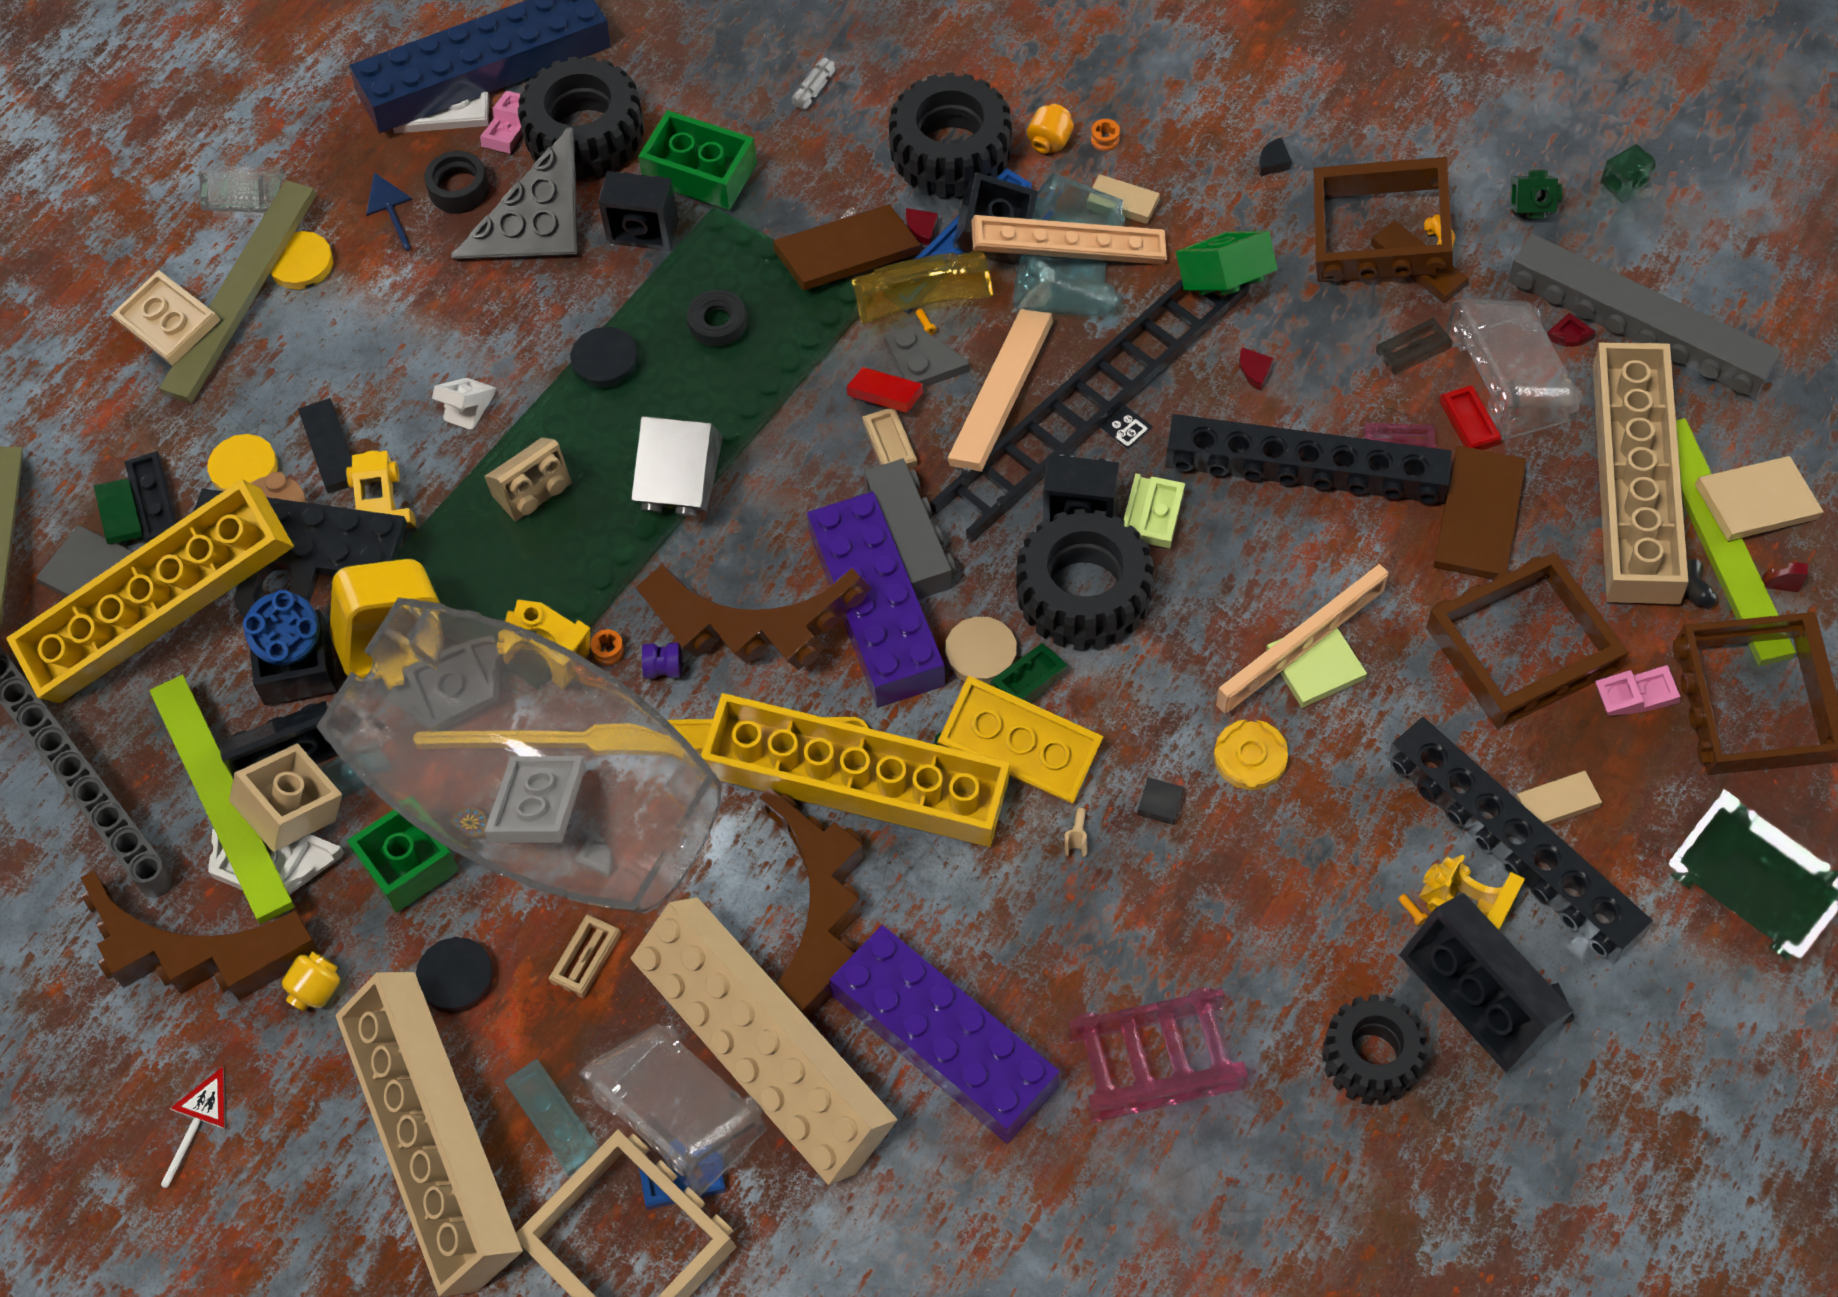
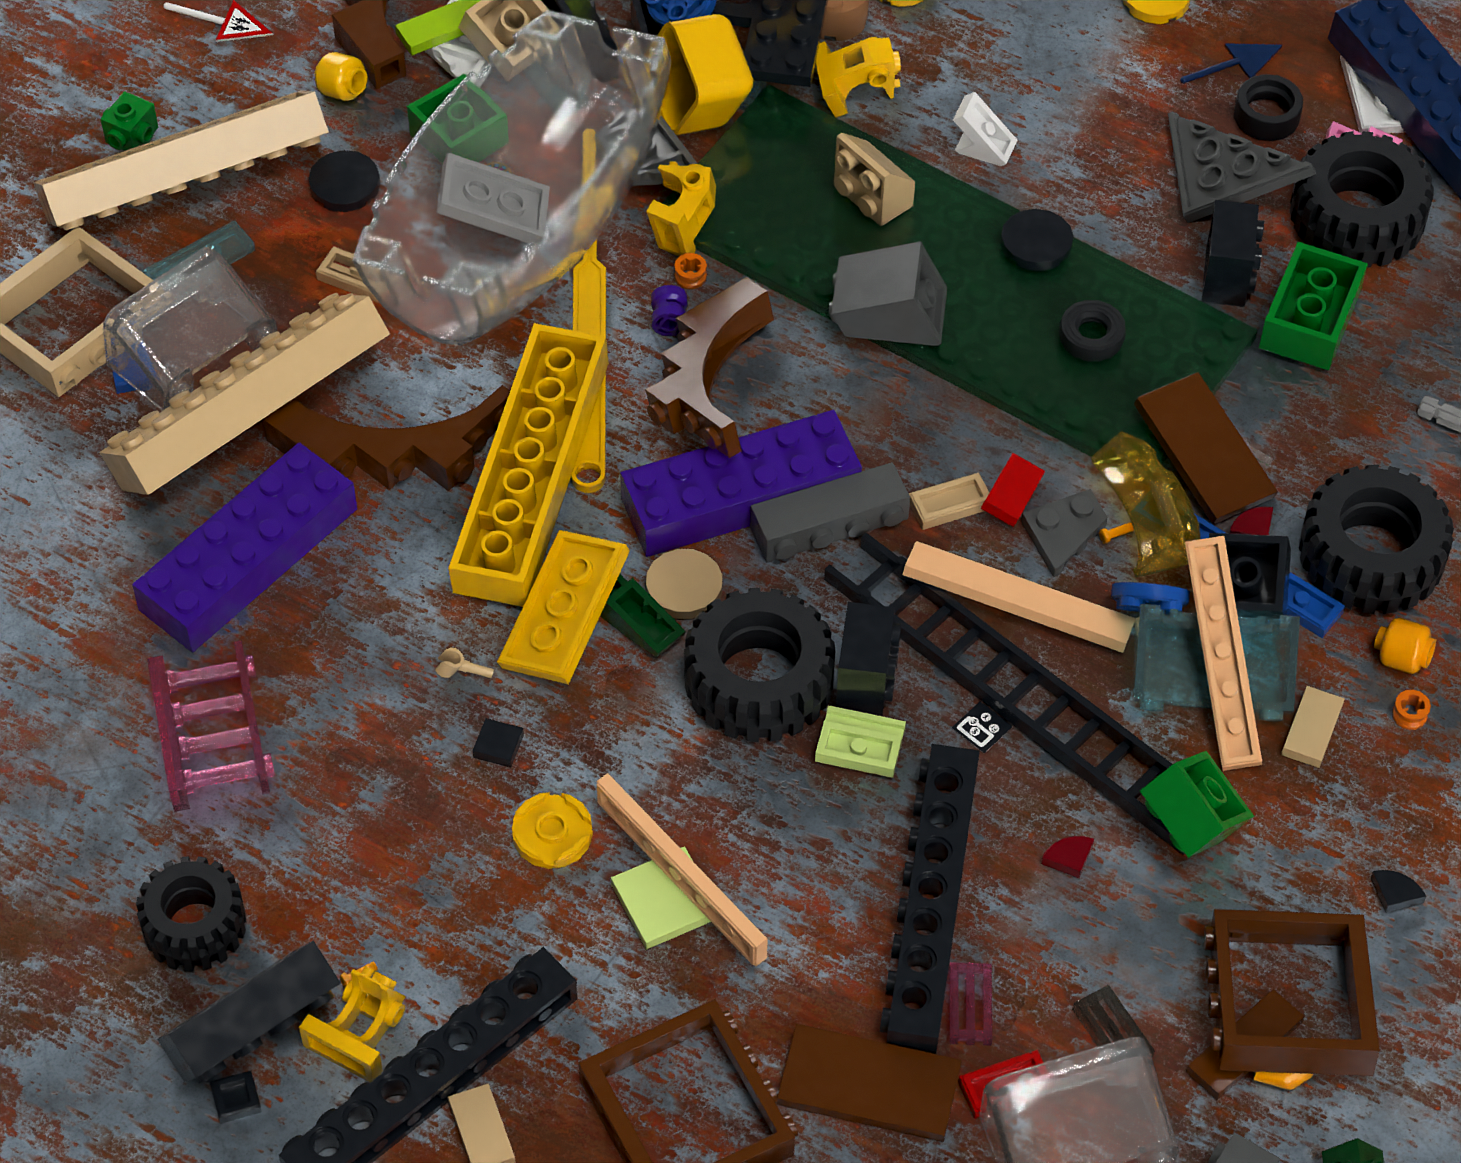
camera: 85 degrees right, 5 degrees down
(327, 443) = (934, 36): black tile -> none
(357, 1200) = (129, 122): none -> green brick
(1009, 290) = (1132, 594): none -> blue tile

